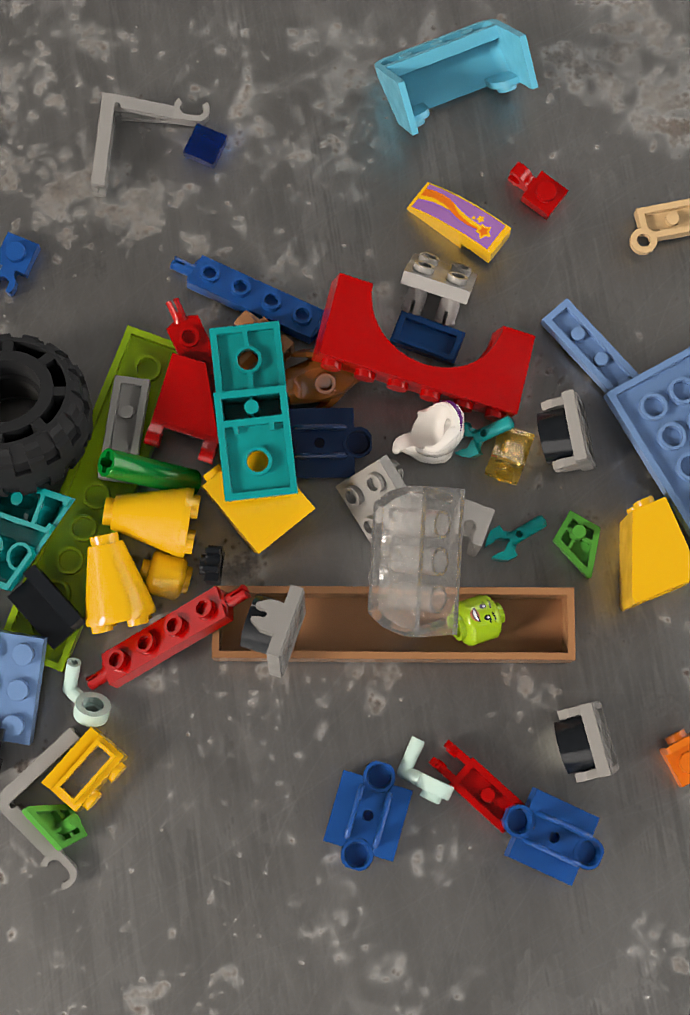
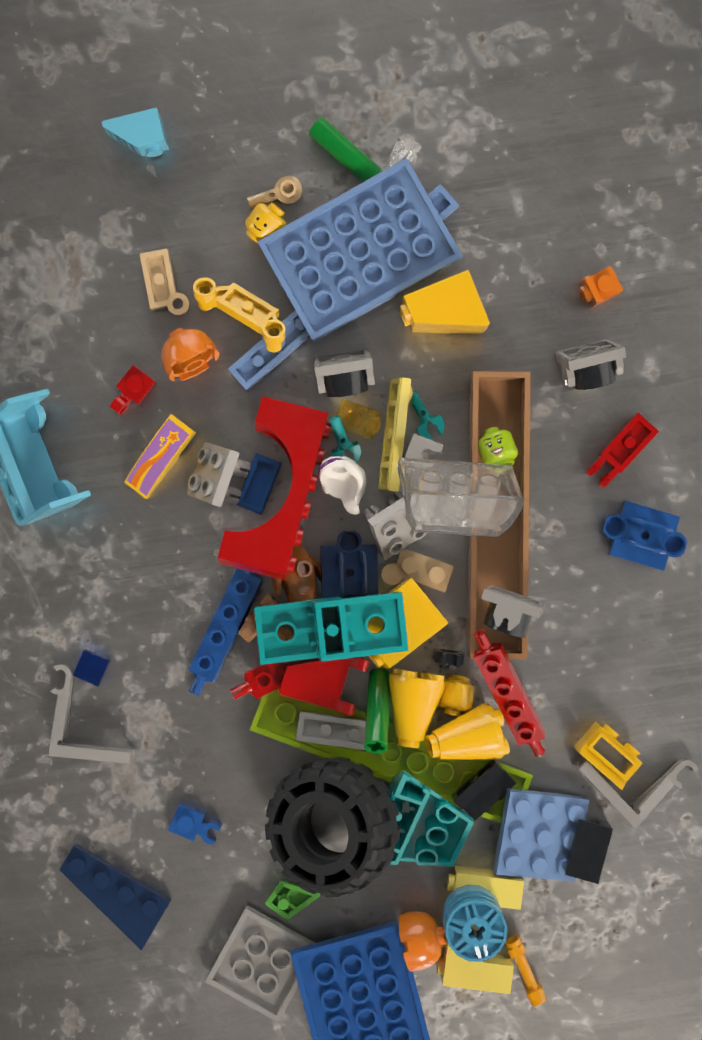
camera: 85 degrees left, 10 degrees up
(56, 823) = (651, 777): bright green piece -> none
(90, 707) = (555, 757): light aqua plate -> none
(323, 530) = (419, 568): none -> tan hinge
(432, 788) = (623, 485): light aqua plate -> none
(540, 504) = (394, 434): none -> light yellow plate
(552, 836) = (661, 393): blue piece -> none
(578, 542) = (429, 365): bright green piece -> none
(583, 250) = (187, 353): none -> orange cylinder
(643, 314) = (243, 307): none -> yellow plate

